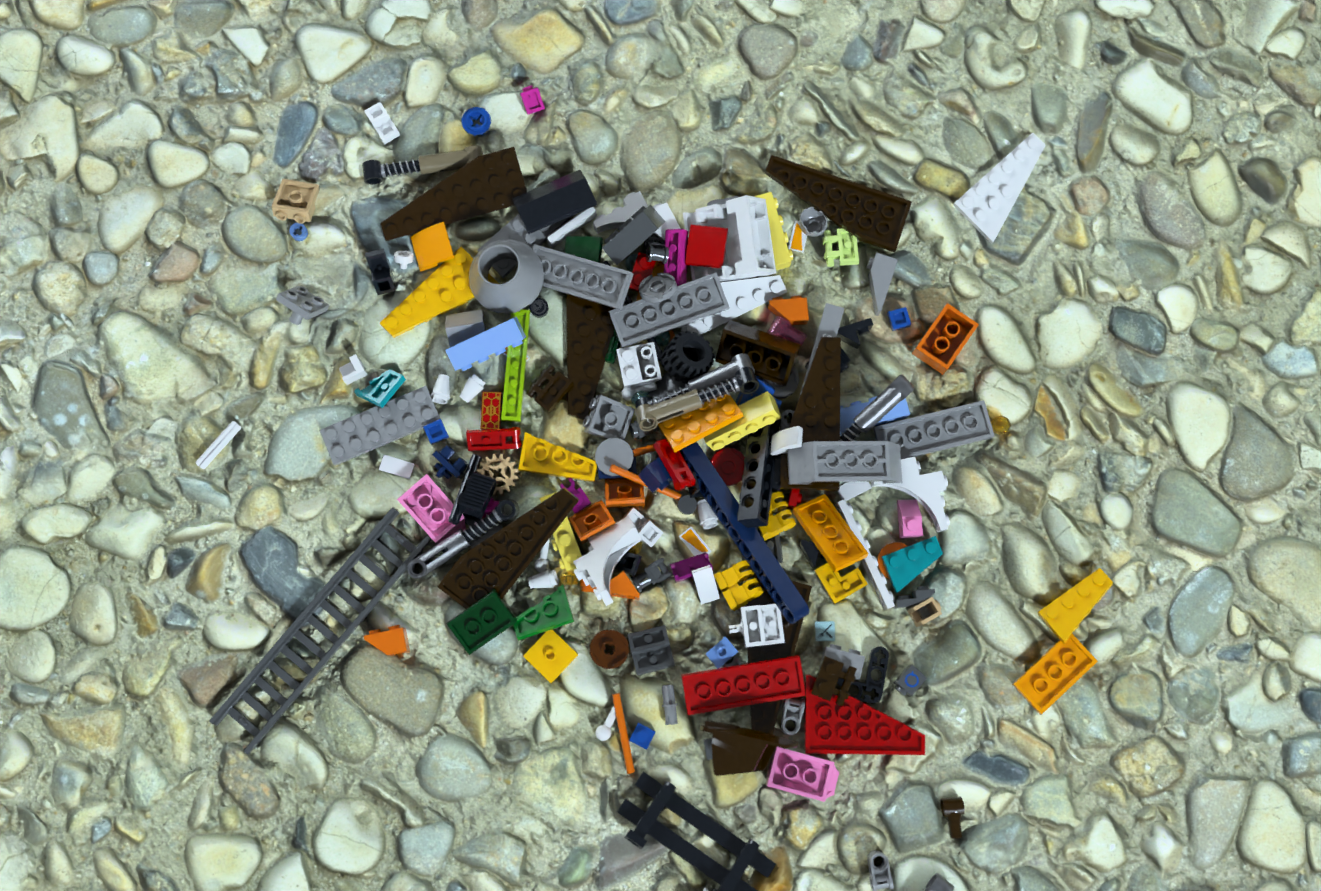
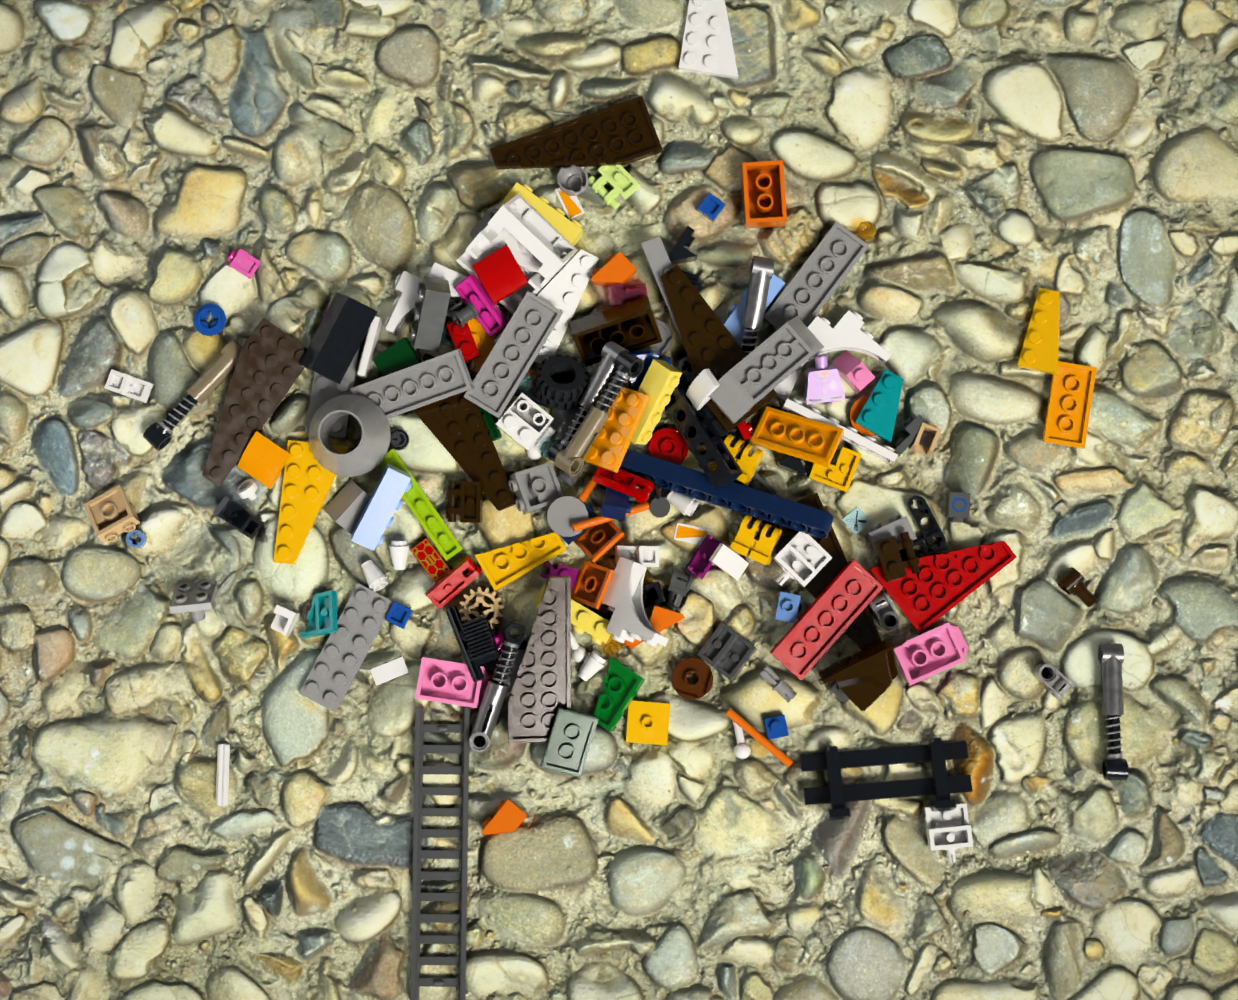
camera: 30 degrees left, 5 degrees up
(456, 468) = (423, 631): dark blue hips -> none
(657, 288) = (488, 343): light grey tile -> none
(880, 277) = (667, 183): light grey slope -> none
(880, 508) = (822, 382): none -> torso

